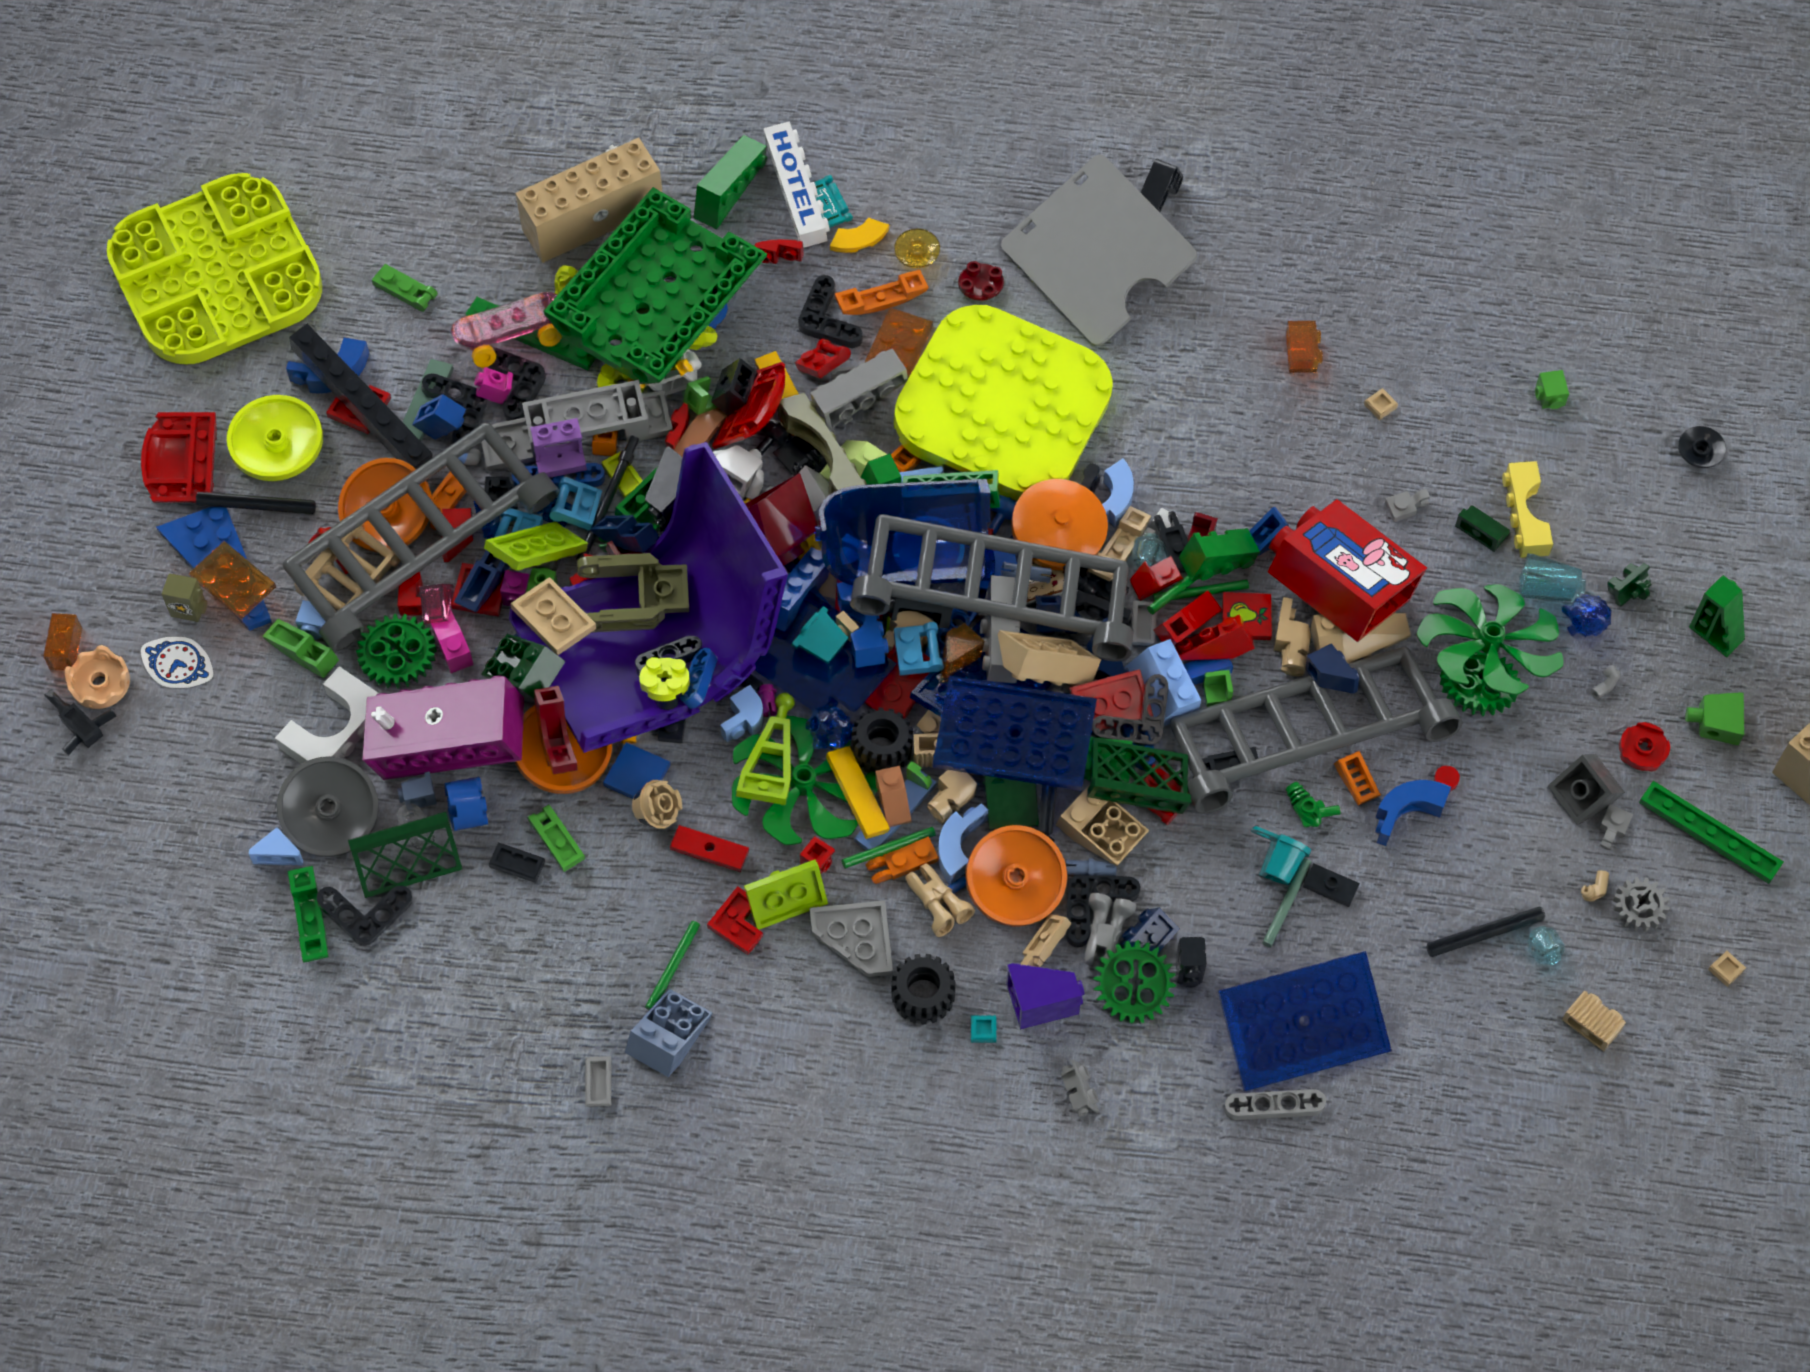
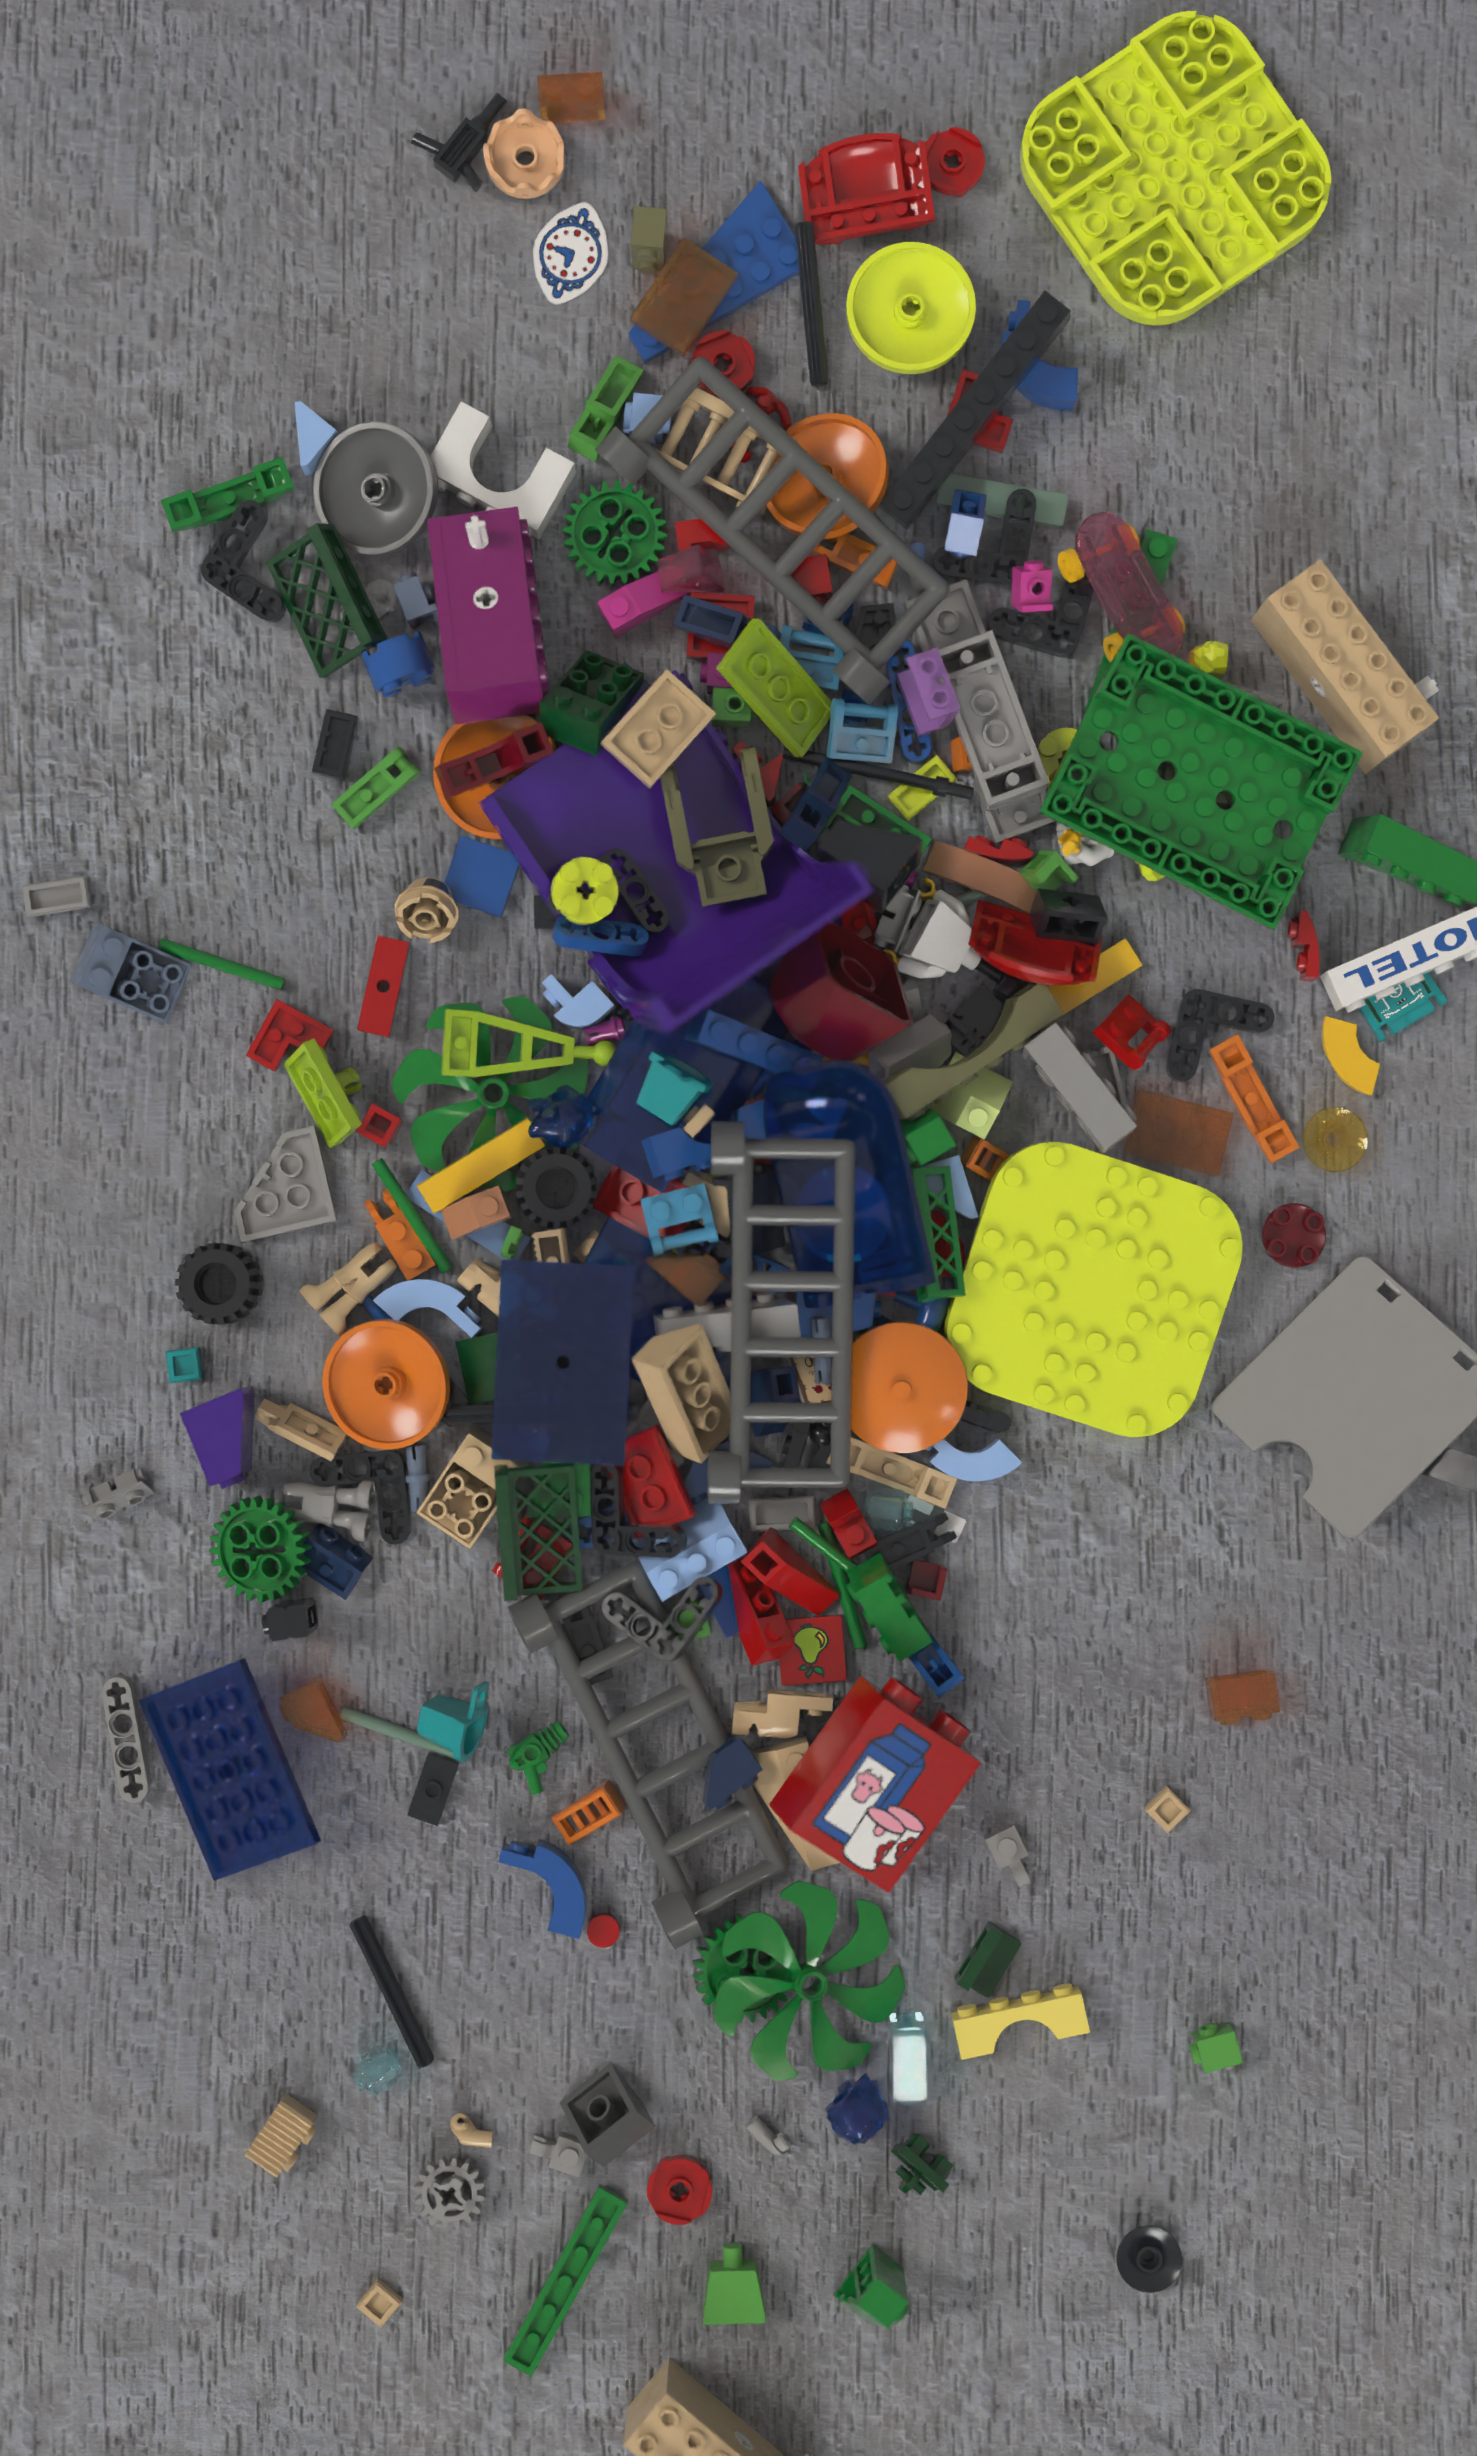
camera: 85 degrees right, 25 degrees up
(171, 393) = (971, 158): none -> red plate
(274, 561) = (730, 347): none -> red plate
(404, 287) = (1182, 435): bright green plate -> none
(1223, 701) = (662, 1631): none -> black beam
(1262, 959) = (313, 1711): none -> clear orange slope

